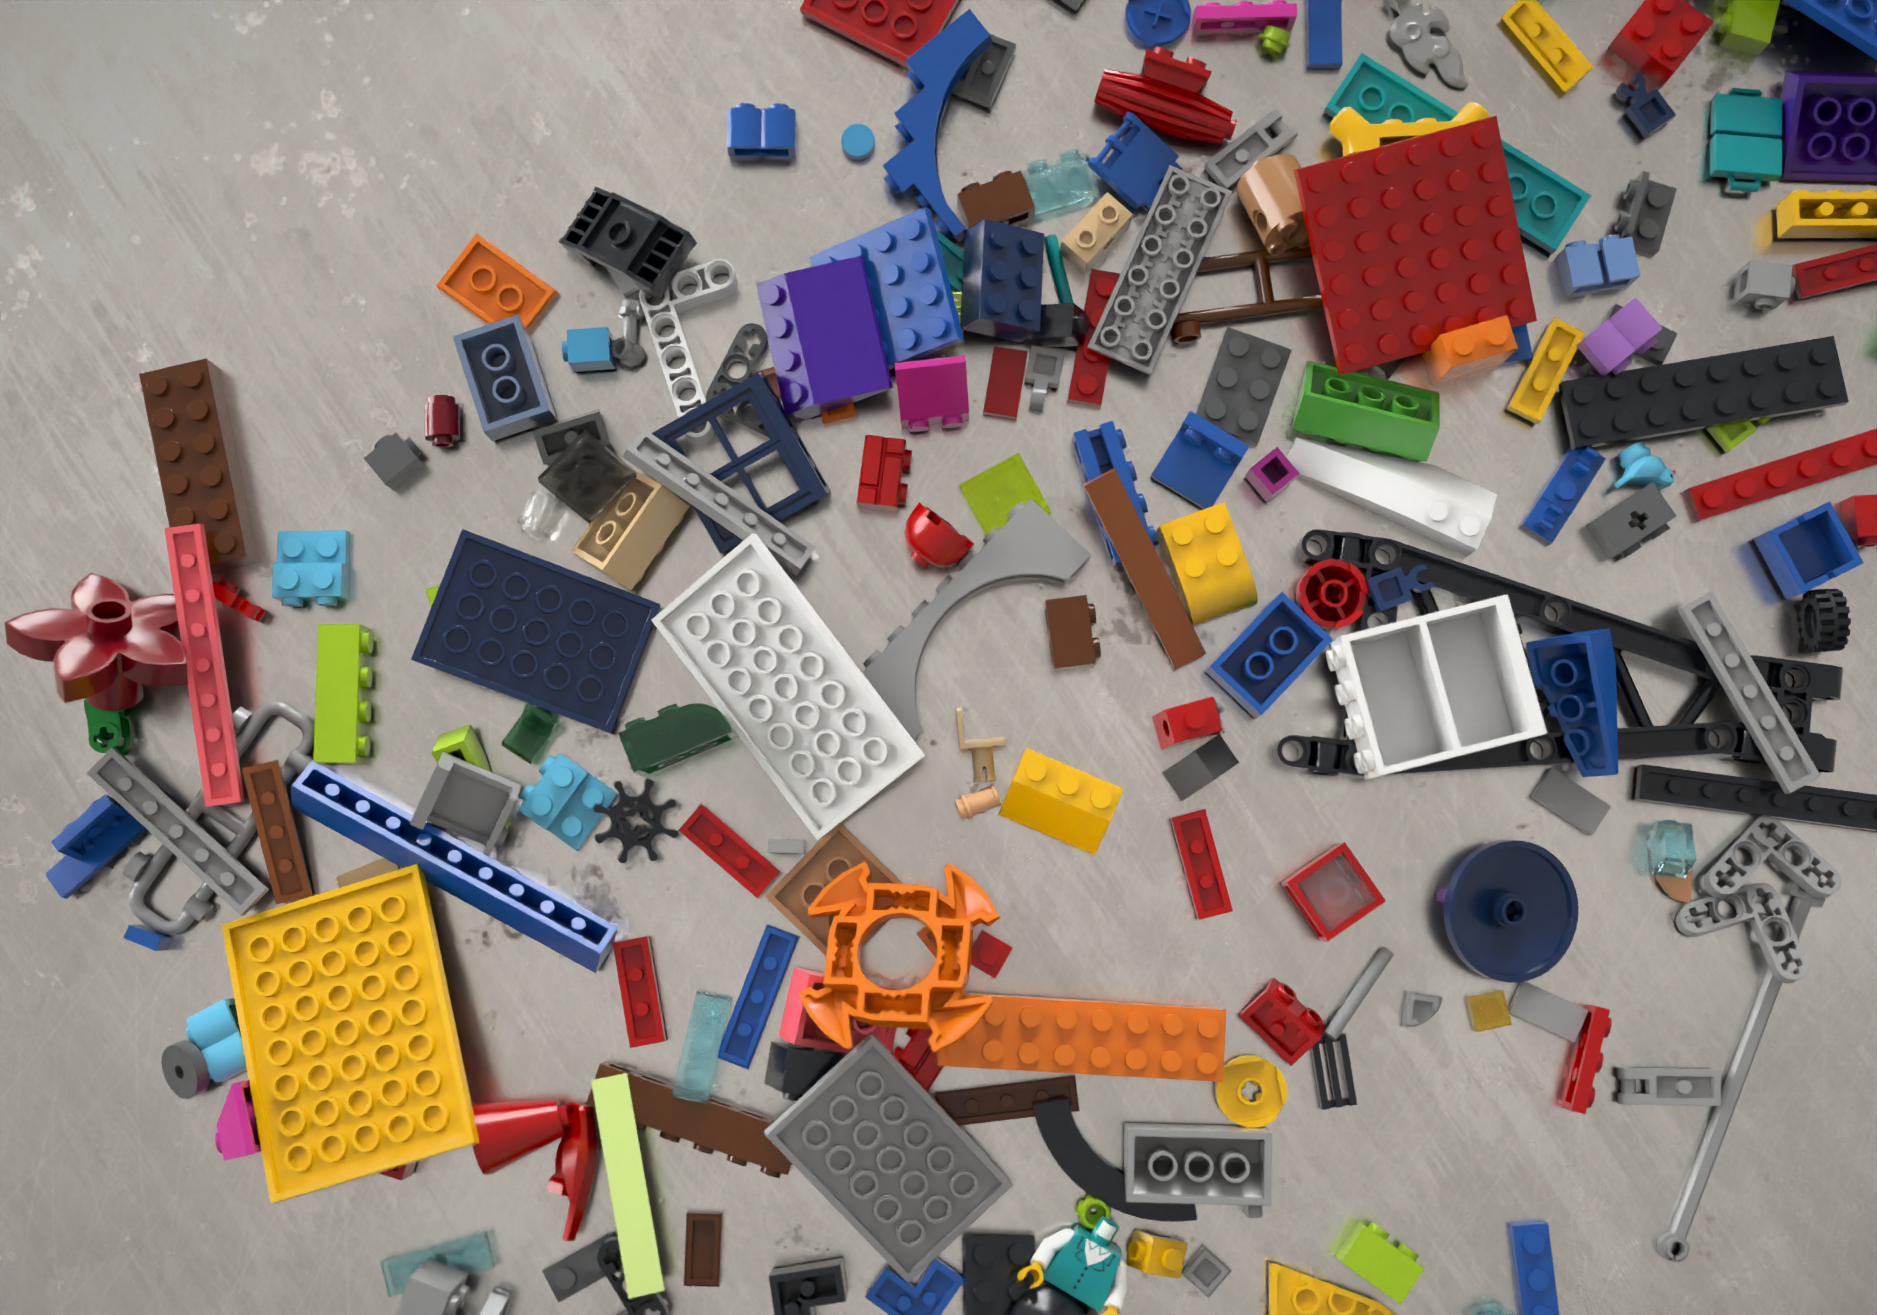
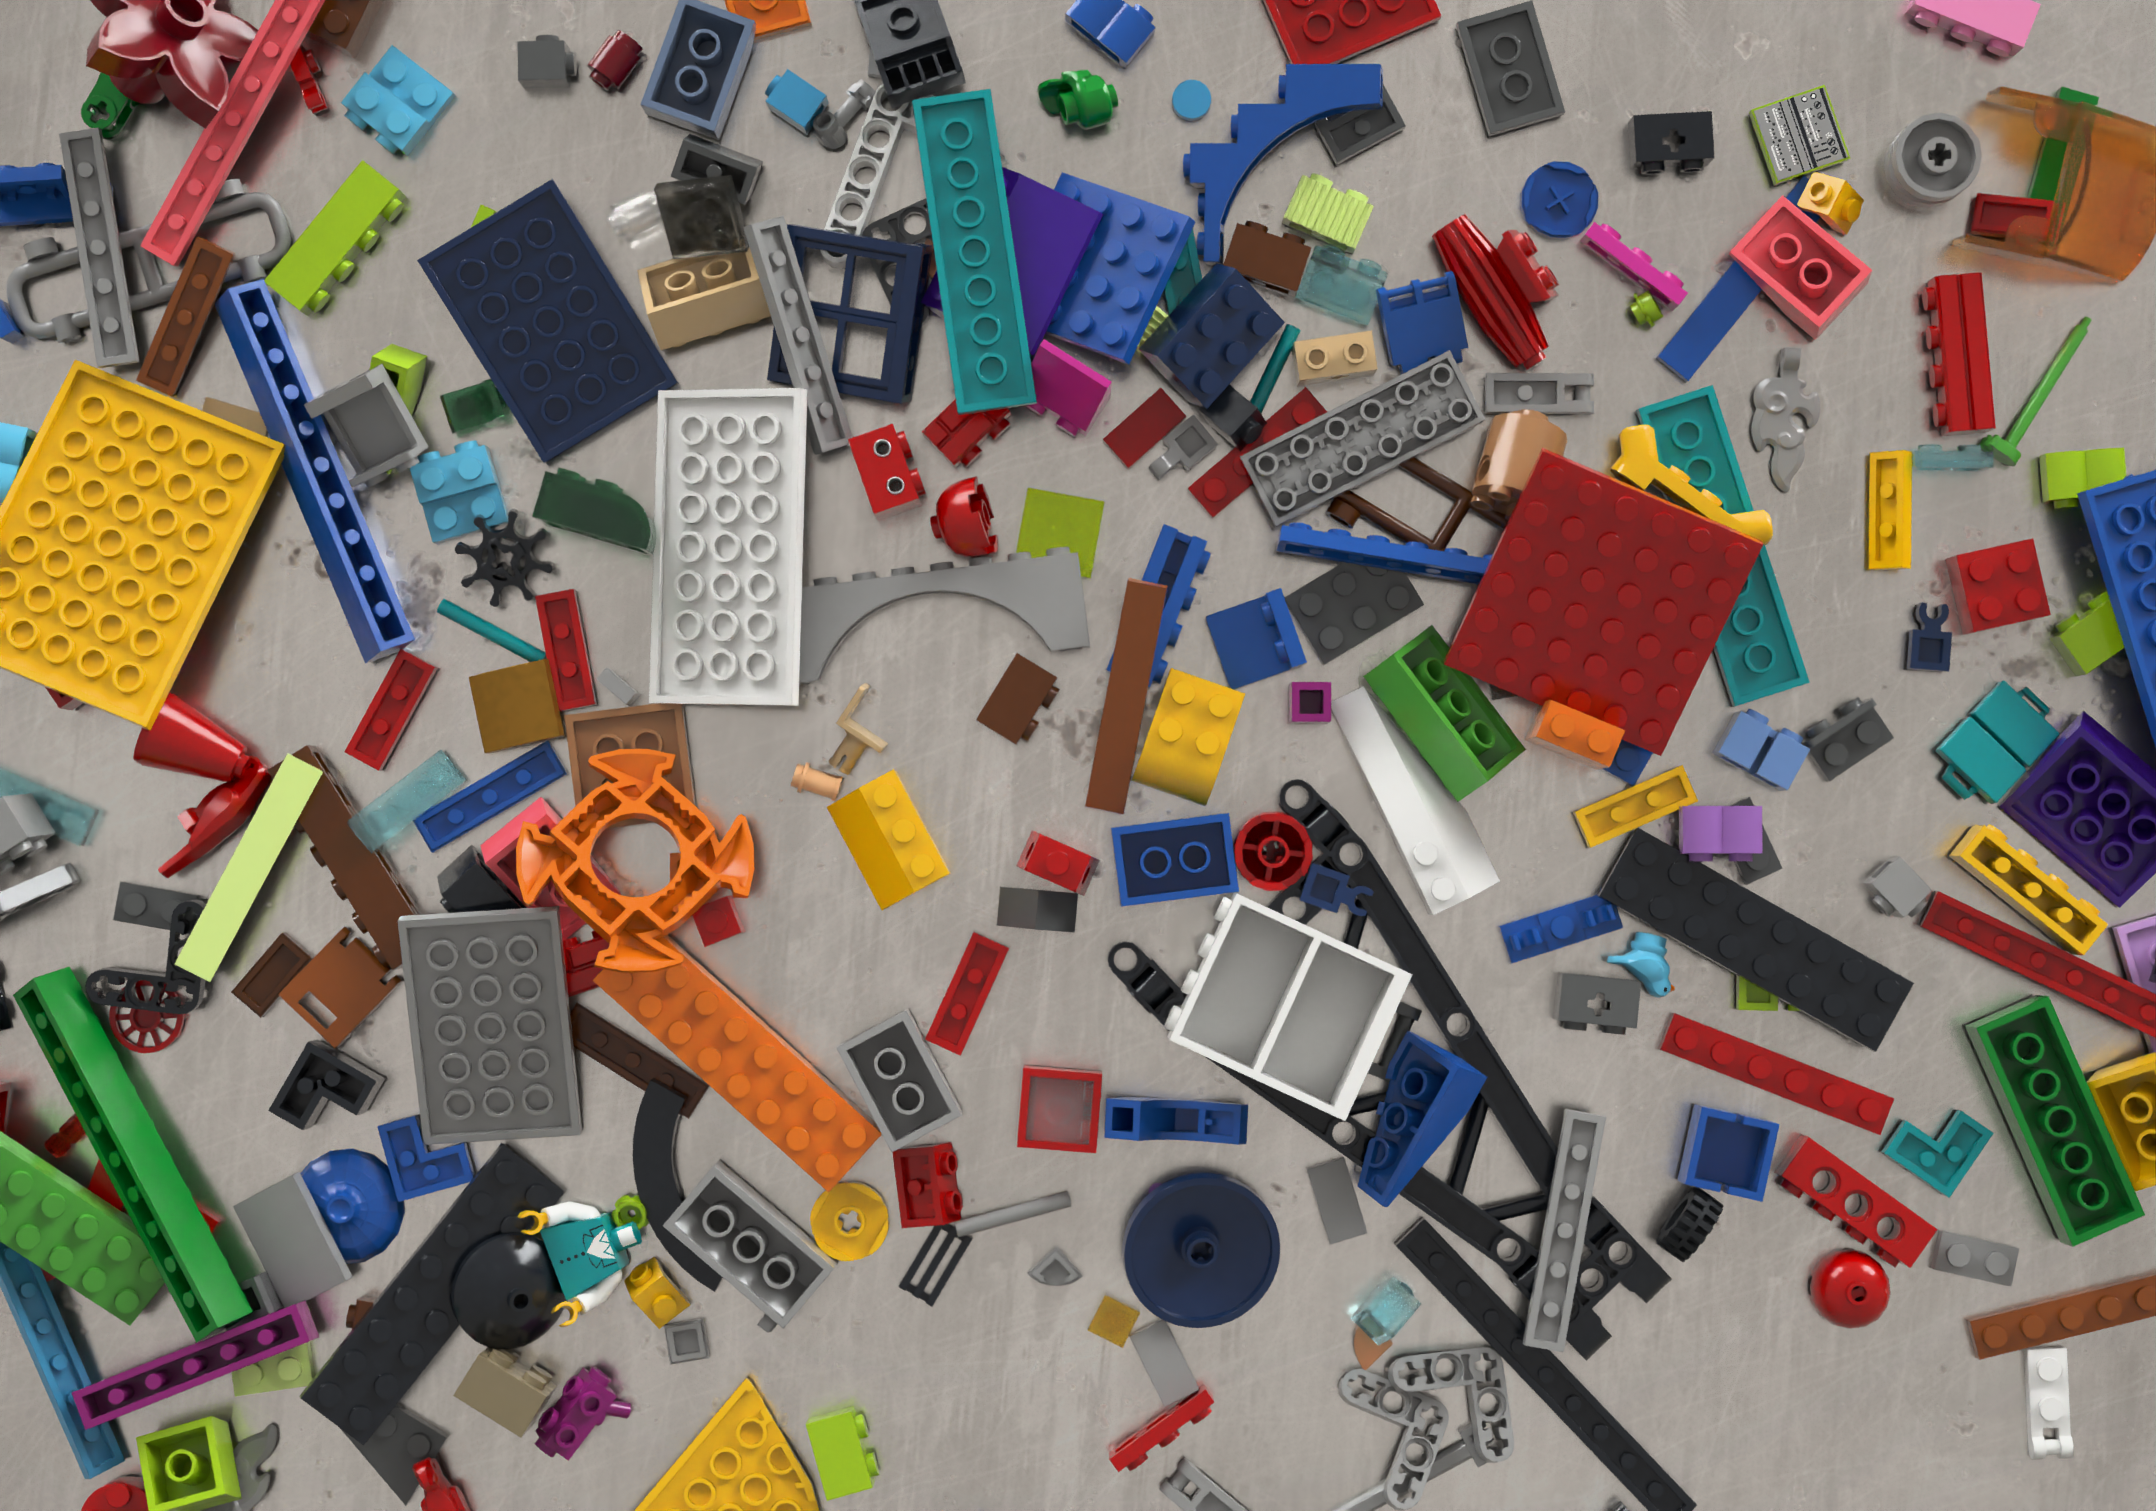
camera: 35 degrees right, 5 degrees up
(667, 880) = (490, 631): none -> teal bar
(726, 917) = (516, 706): none -> pearl gold slope
(760, 1213) = (343, 982): none -> dark orange container
(782, 196) = (1079, 98): none -> green head
(796, 348) = (974, 251): none -> teal plate
(854, 547) = (885, 472): none -> red piece
(1011, 141) = (1328, 212): none -> yellowish green brick
(1206, 962) = (899, 1080): none -> light grey brick
(1238, 334) = (1380, 553): none -> blue plate
(1419, 832) = (1175, 1120): none -> blue arch

